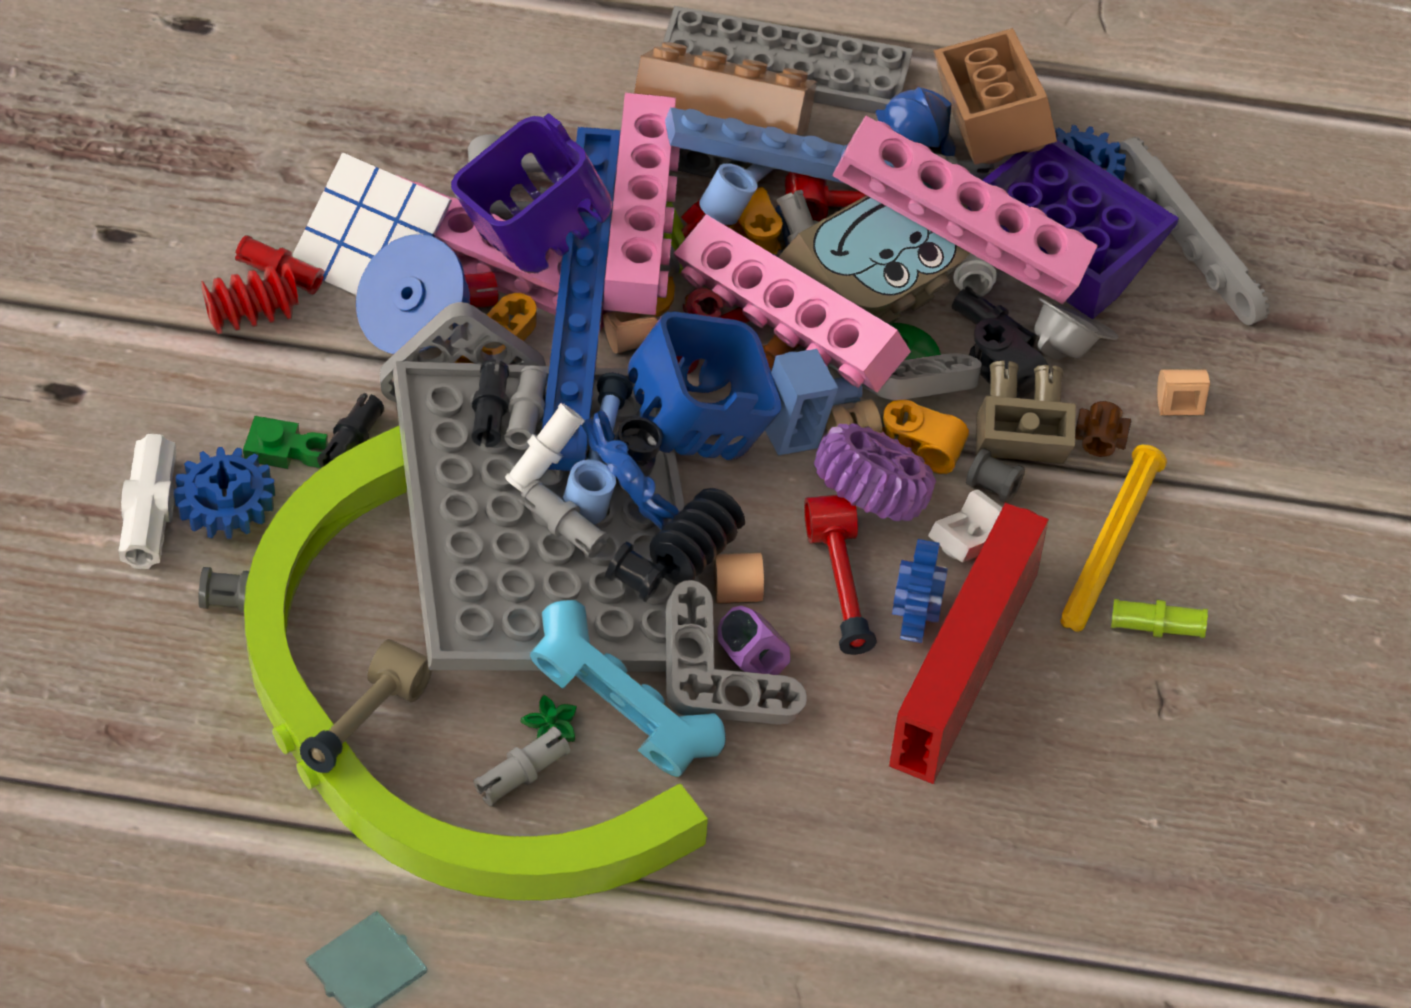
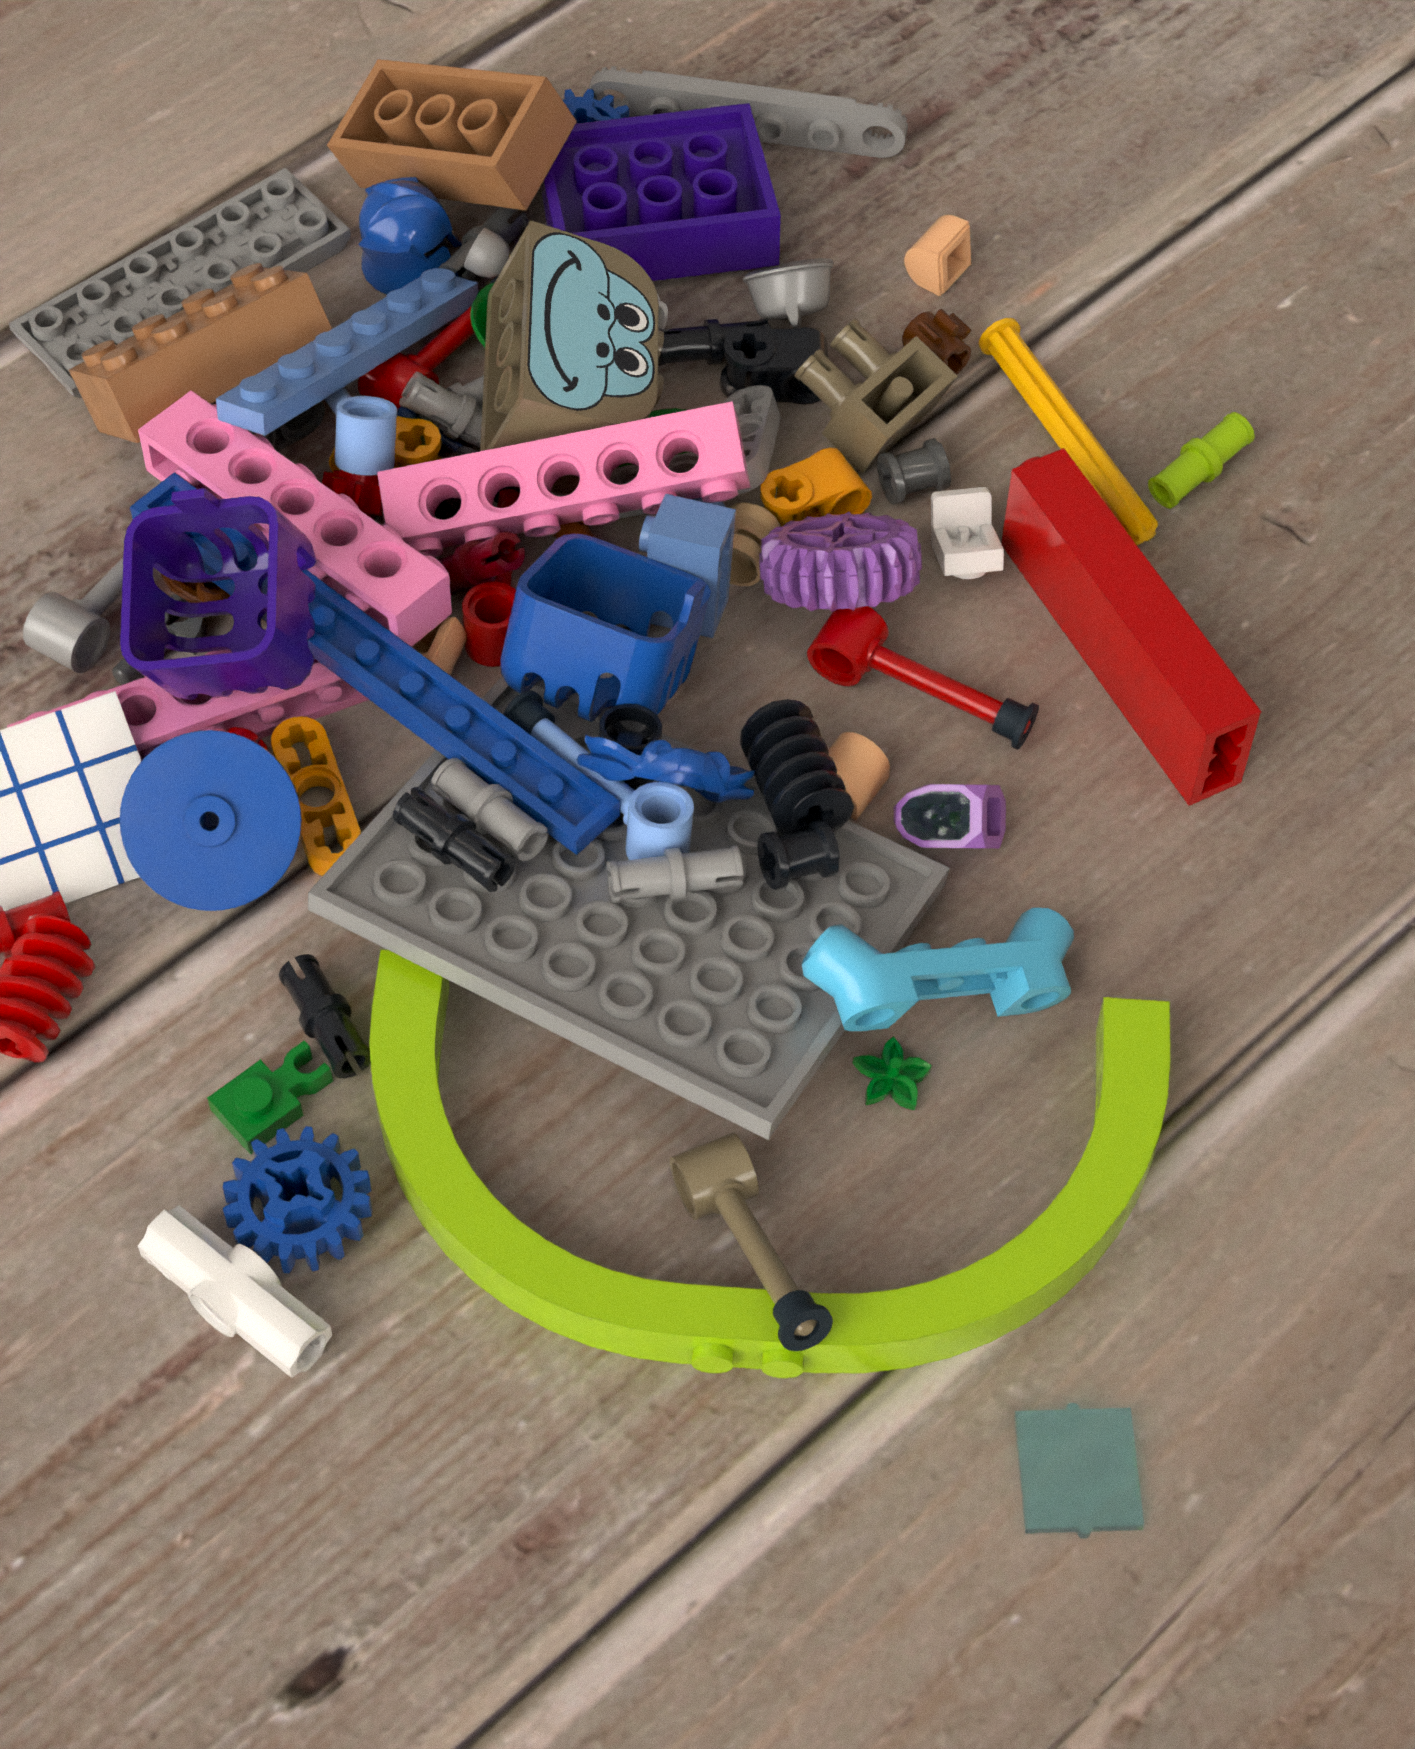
camera: 50 degrees left, 5 degrees up
(222, 589) = (441, 1287): dark grey bush -> none
(464, 341) = (316, 817): light grey beam -> none
(521, 766) = (938, 1139): light grey pin -> none
(545, 447) = (584, 824): white pin -> none
(703, 676) = (964, 886): light grey beam -> none
(919, 591) = (1029, 623): blue gear -> none
(975, 230) = (619, 243): bright pink brick -> none

